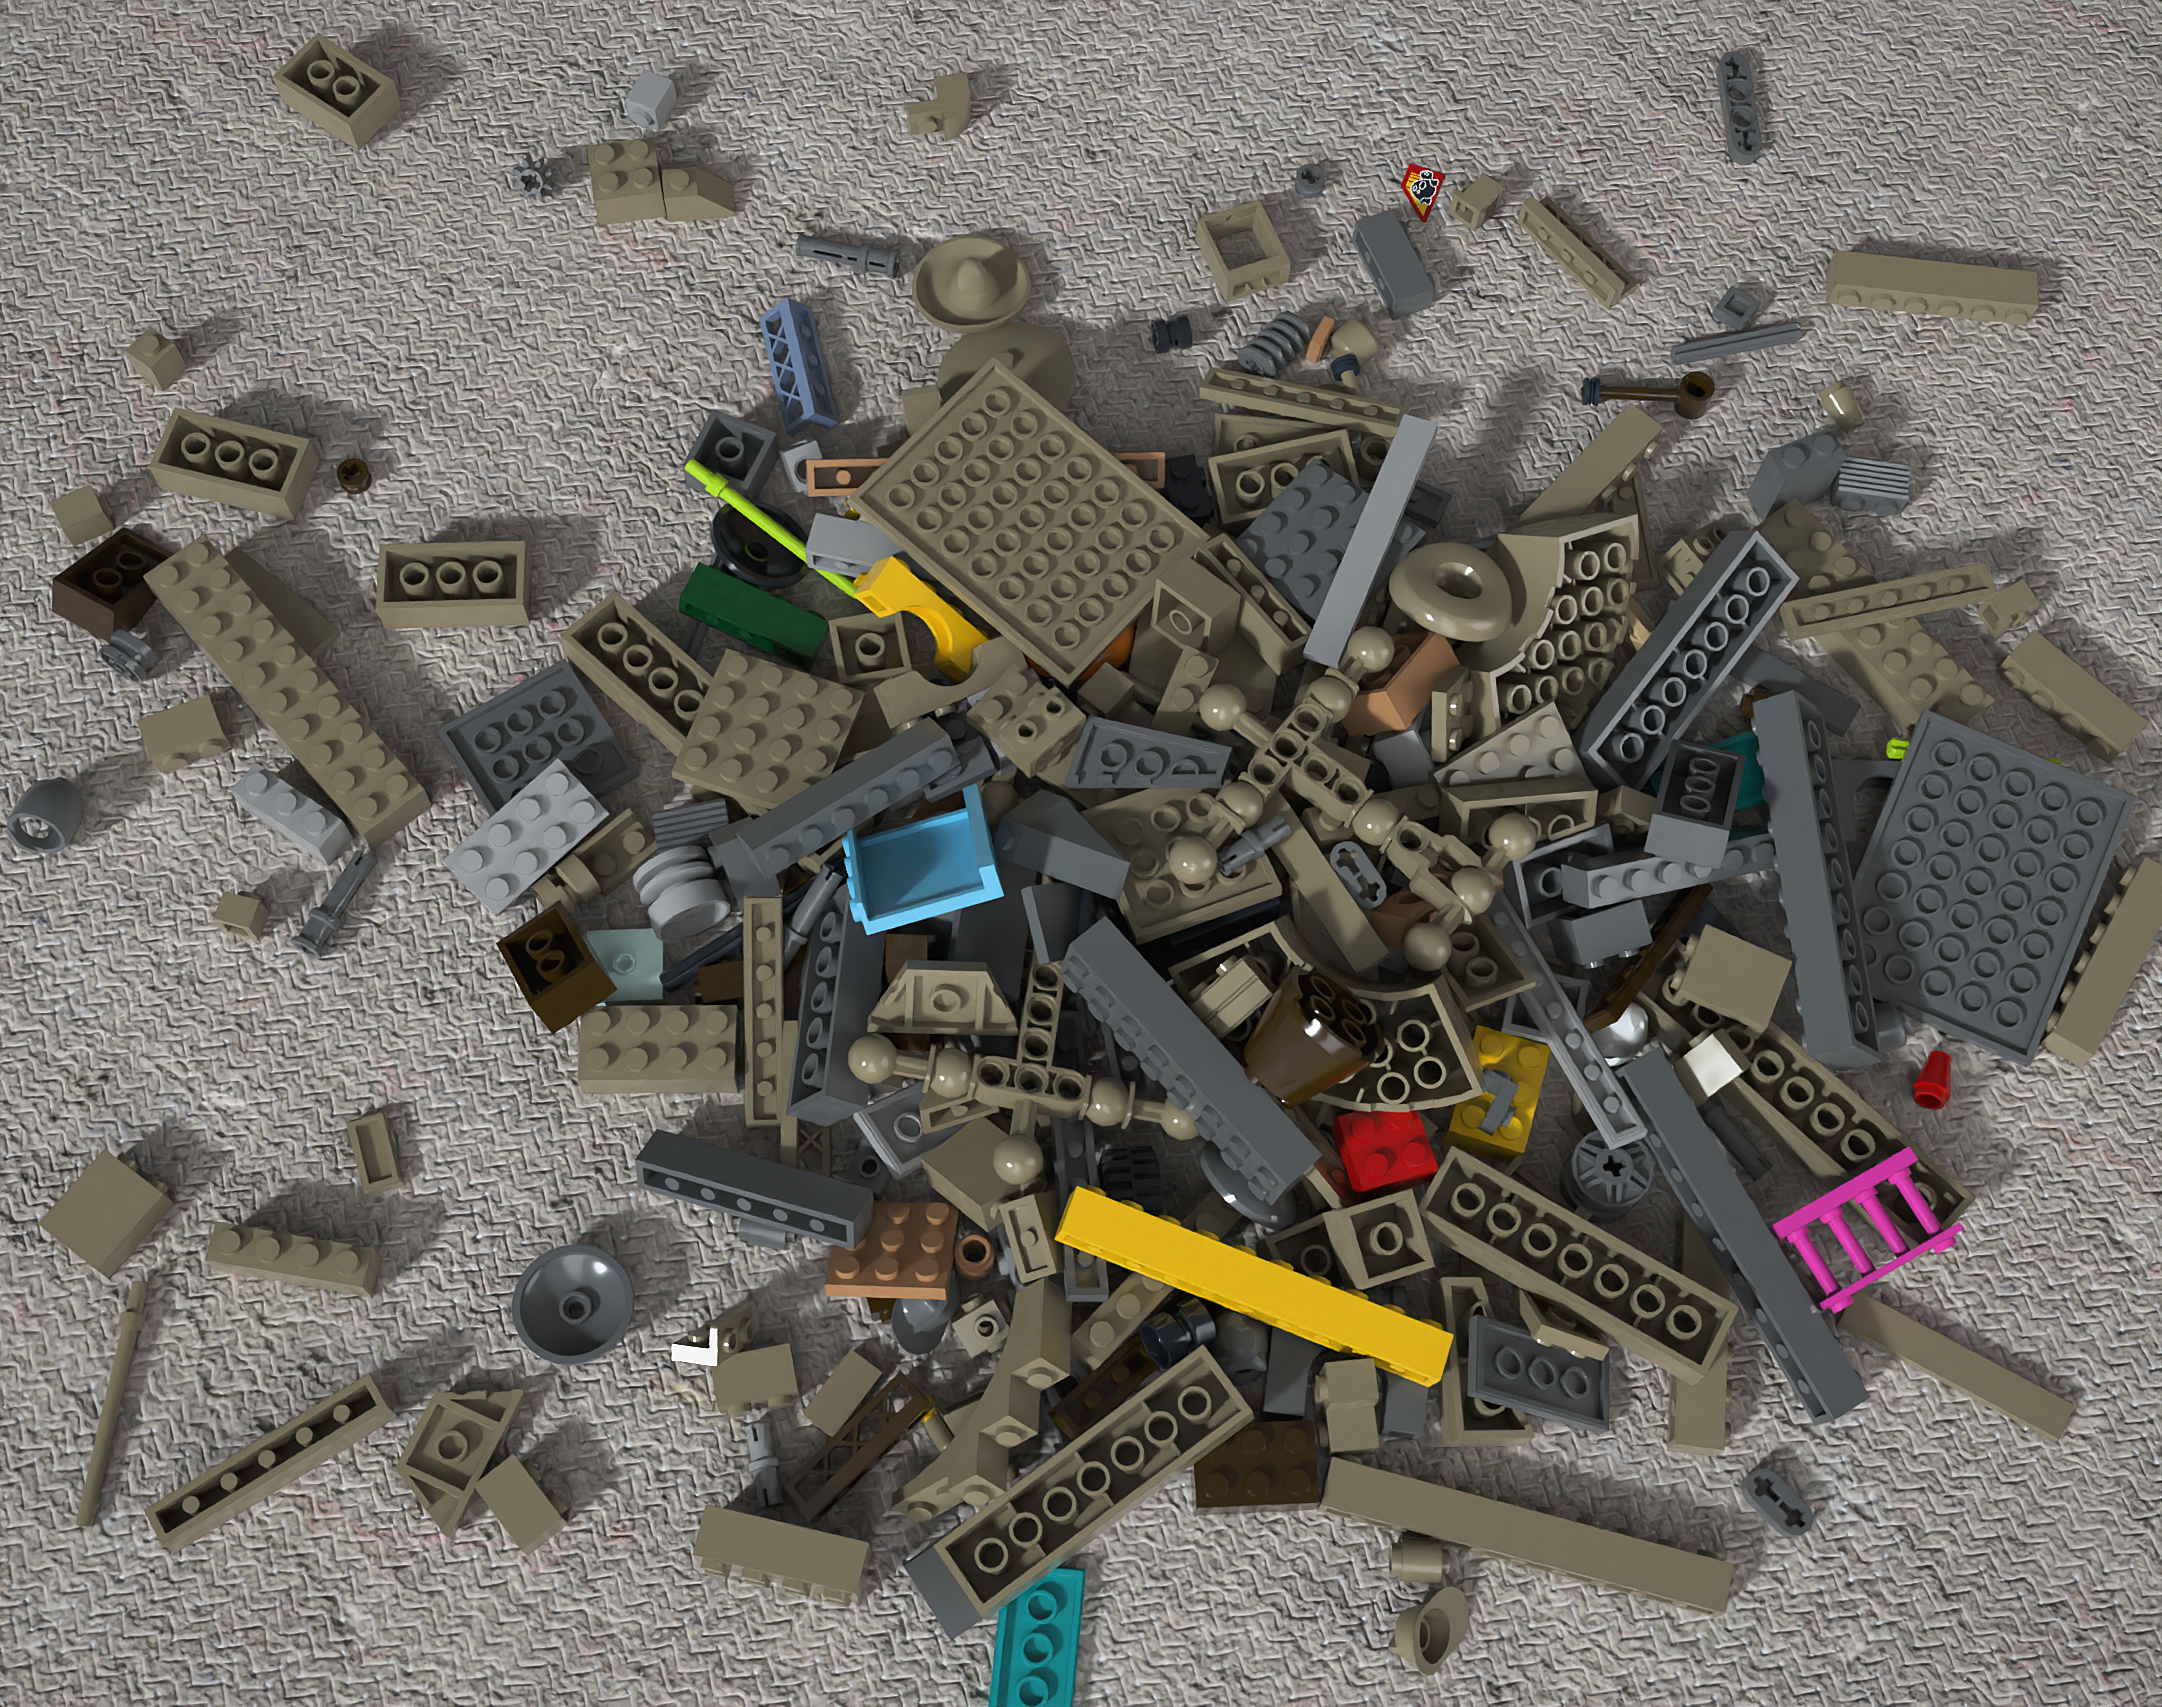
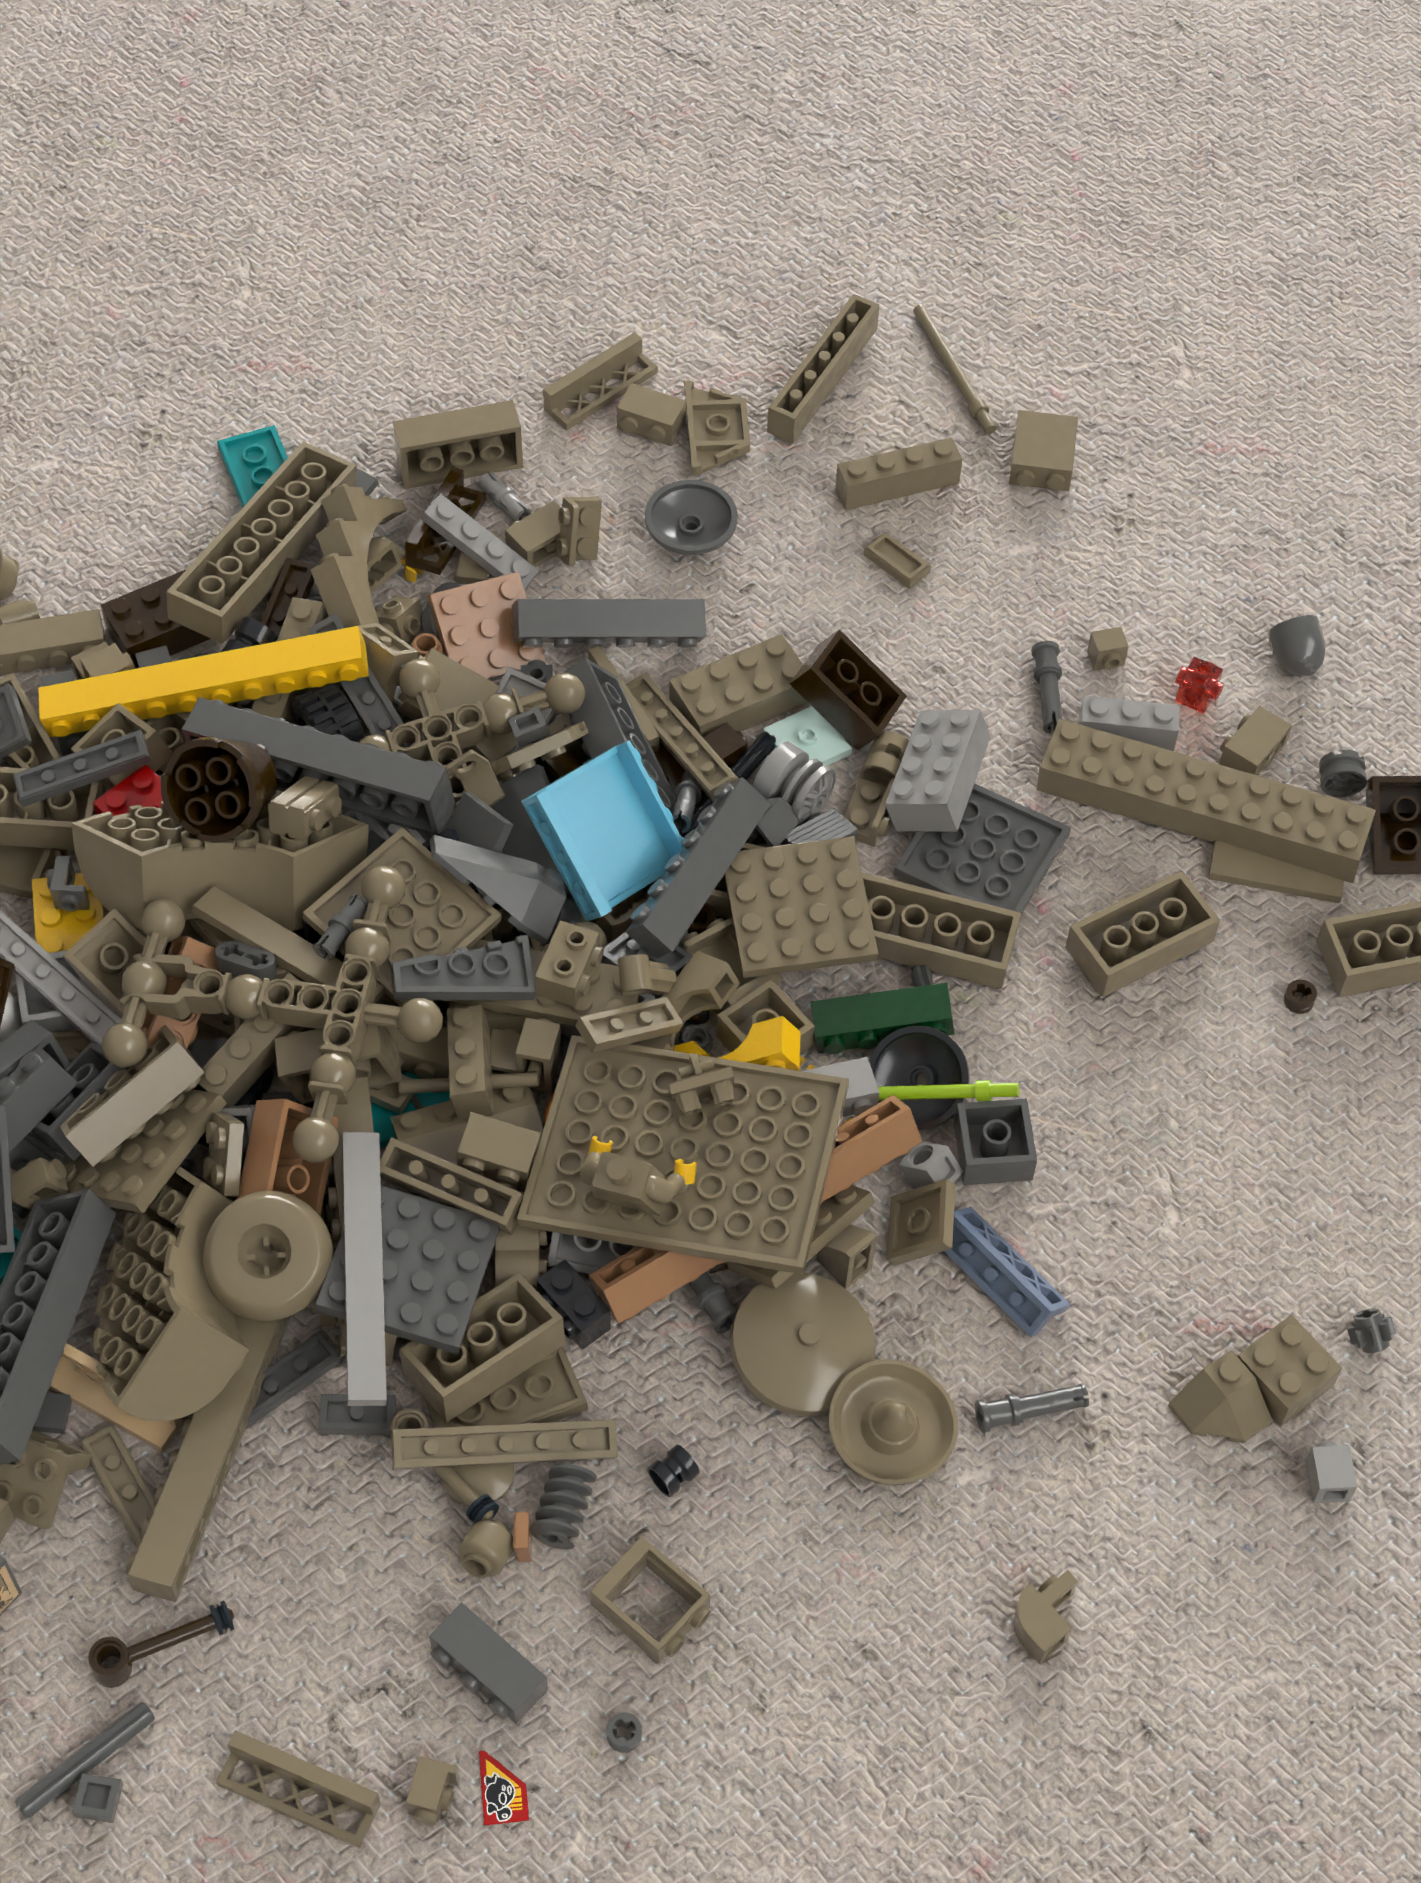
camera: 155 degrees right, 10 degrees down
(184, 823) = (1199, 684): none -> clear red brick
(548, 1609) = (592, 378): none -> dark tan fence
(838, 1383) = (476, 541): none -> light grey plate
(843, 419) = (921, 1222): none -> dark tan plate
(936, 1023) = (529, 726): none -> dark grey plate
(972, 696) = (644, 976): none -> dark tan piece
(986, 549) = (717, 1082): none -> dark tan hips
(1014, 654) = (629, 1024): none -> dark tan plate
(1022, 985) = (477, 777): none -> dark tan bracket
(1106, 486) = (632, 1181): none -> dark tan torso
(1437, 1207) = (81, 768): none -> dark grey tile

